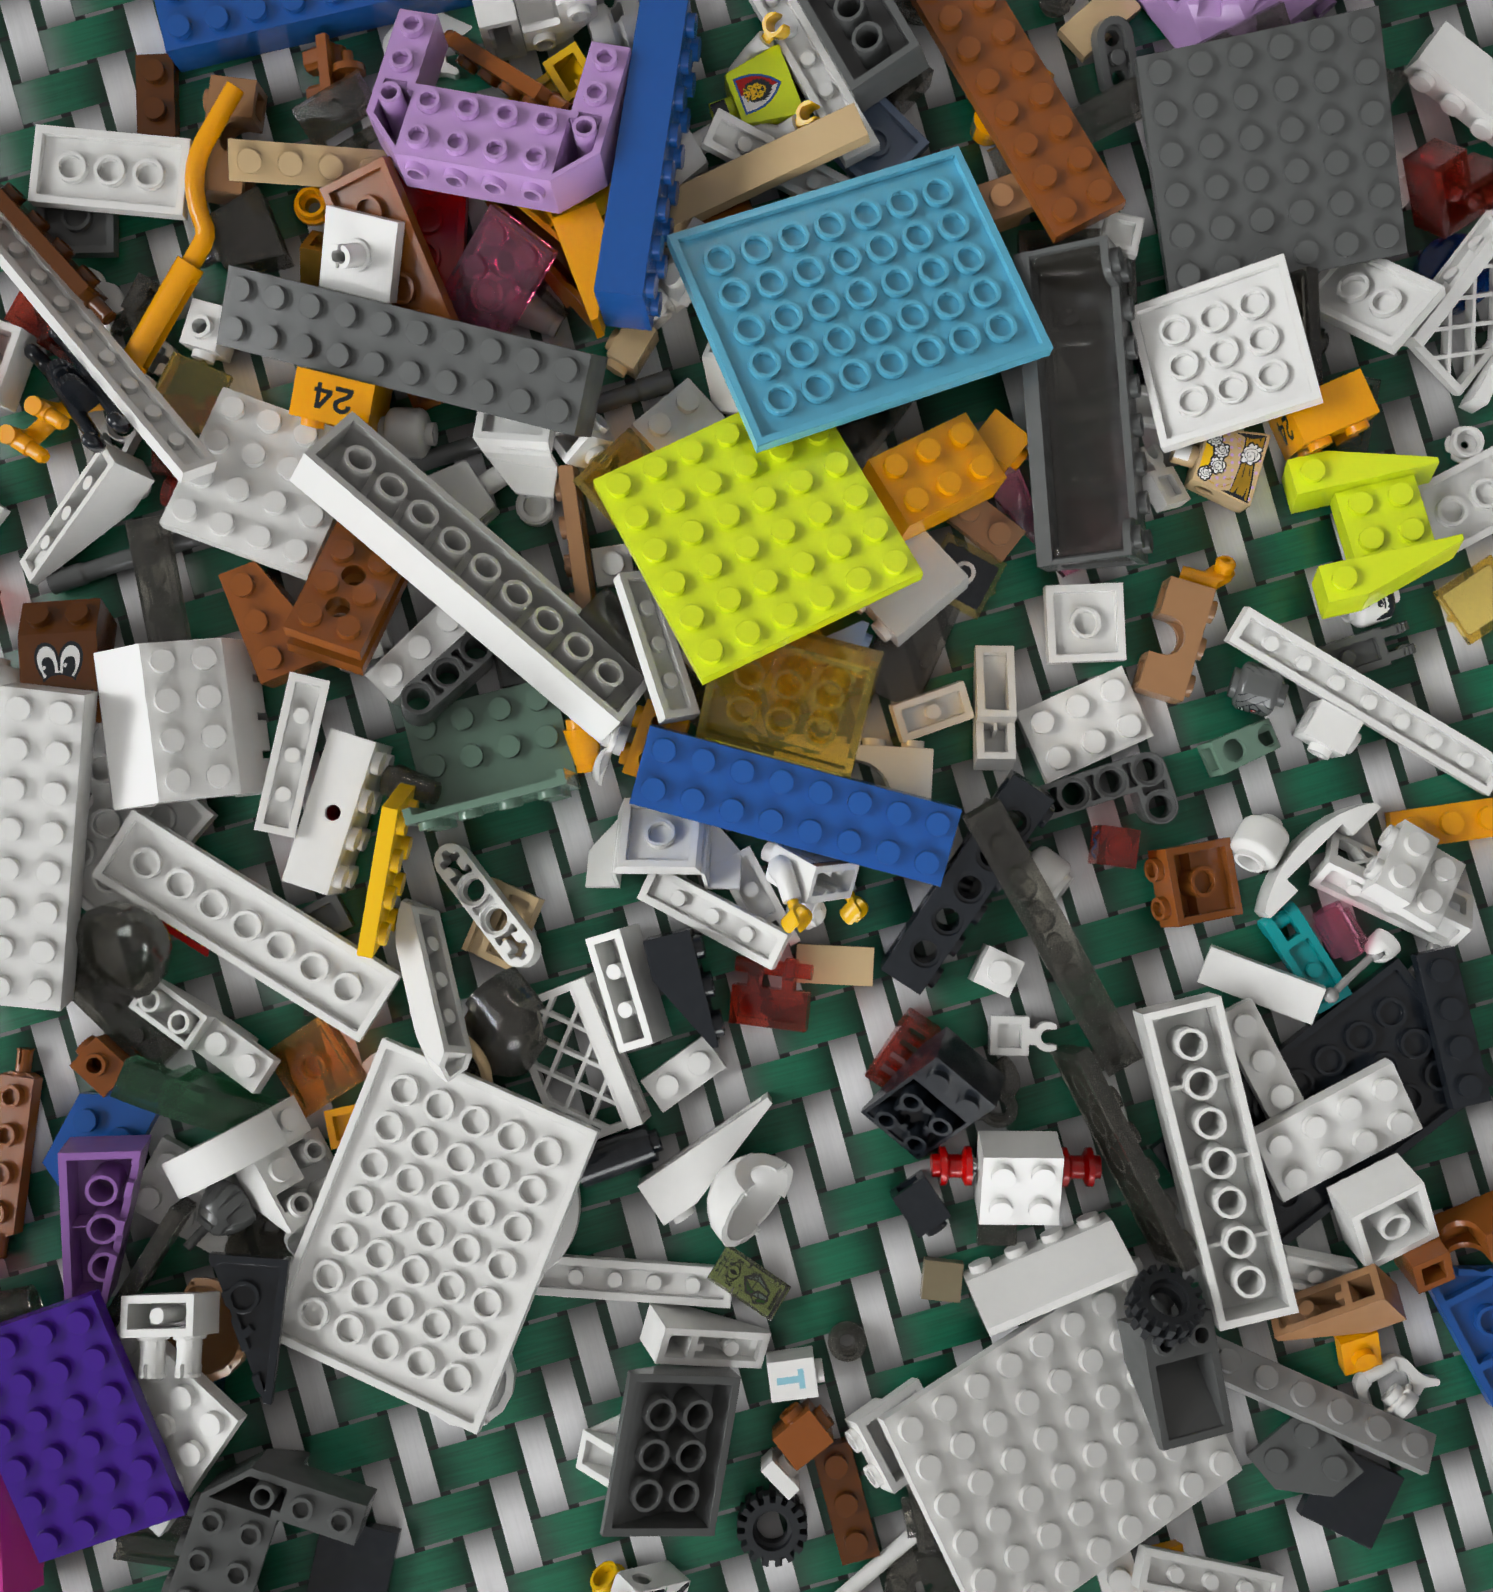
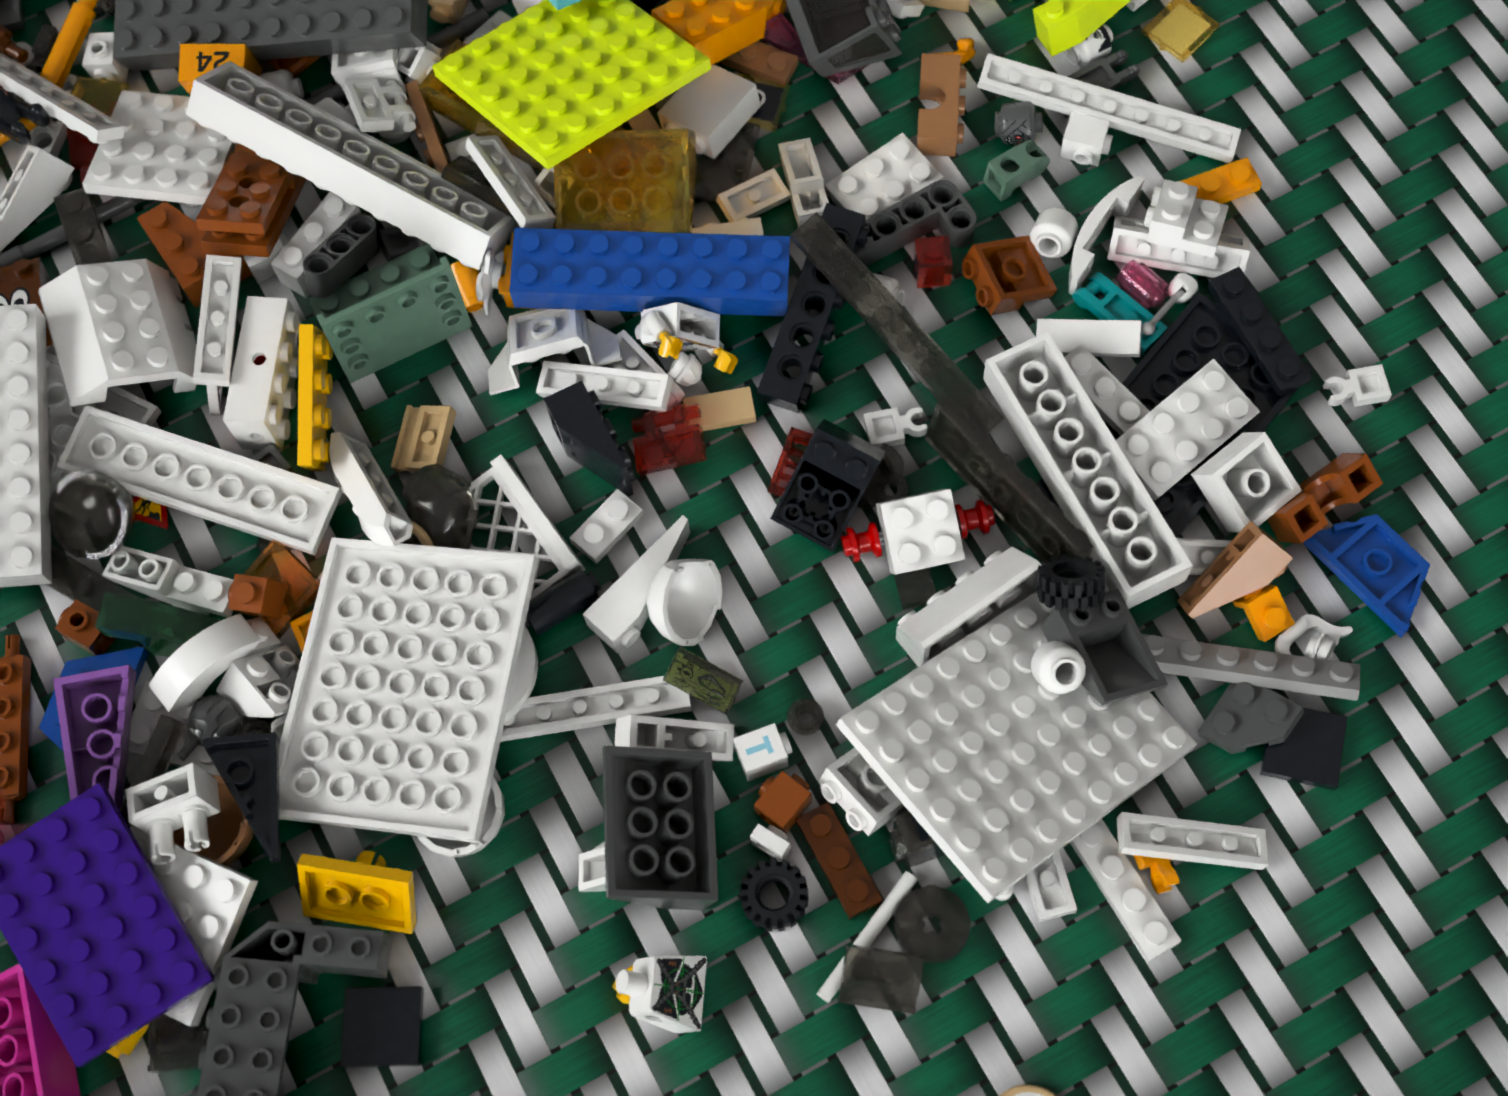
camera: 15 degrees left, 20 degrees down
(291, 1084) = (256, 596): none -> dark orange brick
(351, 1429) = (357, 892): none -> yellow plate
(484, 907) = (408, 419): white beam -> none
(511, 499) = (371, 107): none -> white plate
(628, 988) = (542, 458): white brick -> none
(920, 1205) = (841, 581): black brick -> none
(941, 1279) = (878, 645): dark tan tile -> none
(996, 970) = (858, 377): white brick -> none
(1084, 623) = (863, 109): white plate -> none
(1124, 1394) = (1058, 667): none -> white head

